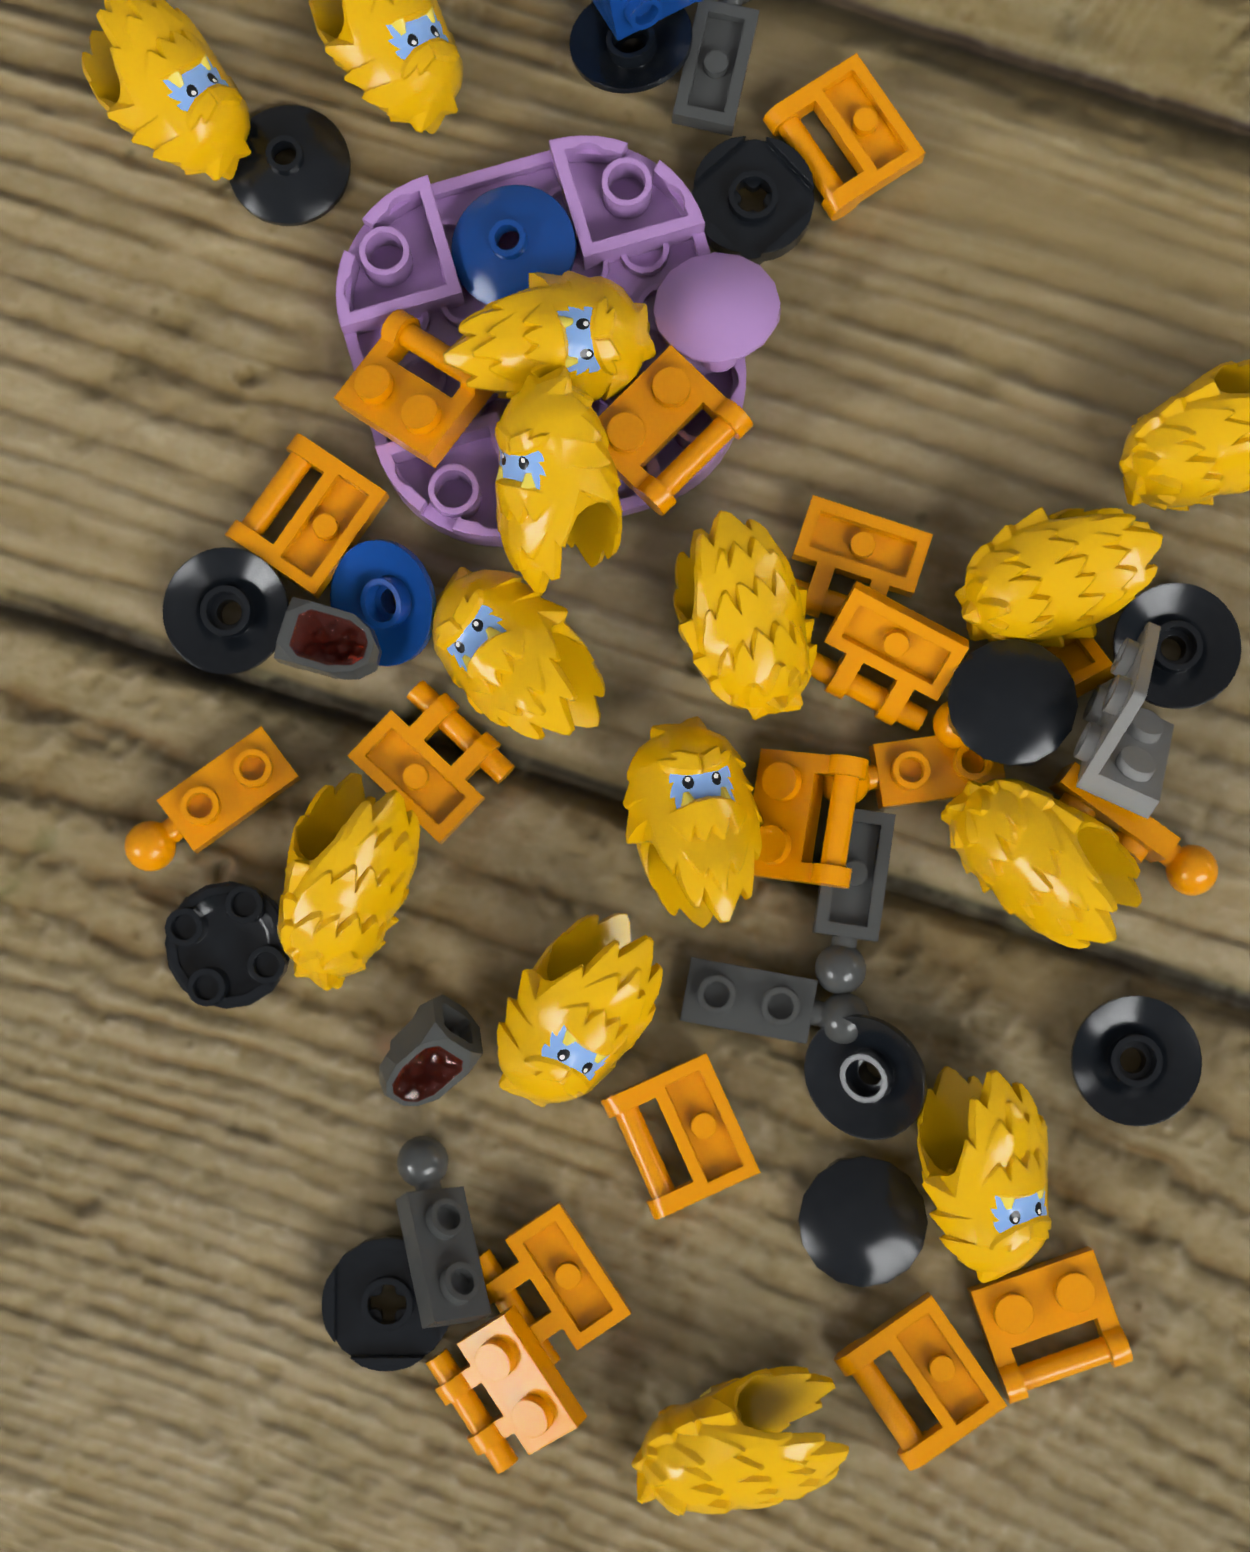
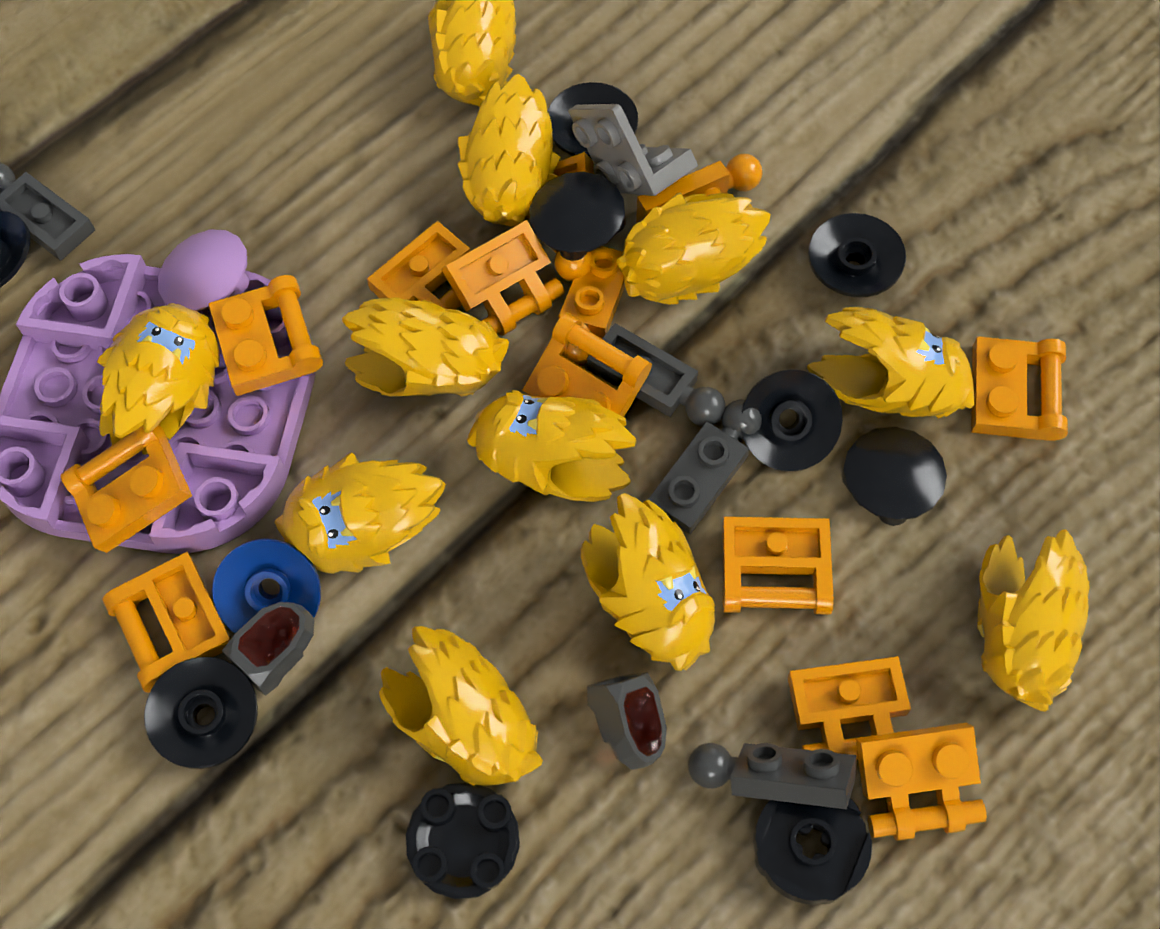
camera: 65 degrees left, 20 degrees down
(212, 801) = (342, 799): light orange plate -> none
(432, 788) = (387, 633): light orange plate -> none
(543, 246) = (72, 401): blue dish -> none
(554, 479) = (252, 406): yellow head -> none
(754, 165) = (139, 209): black plate -> none
(861, 125) = (143, 151): light orange plate -> none
(939, 1370) = (1023, 468): light orange plate -> none

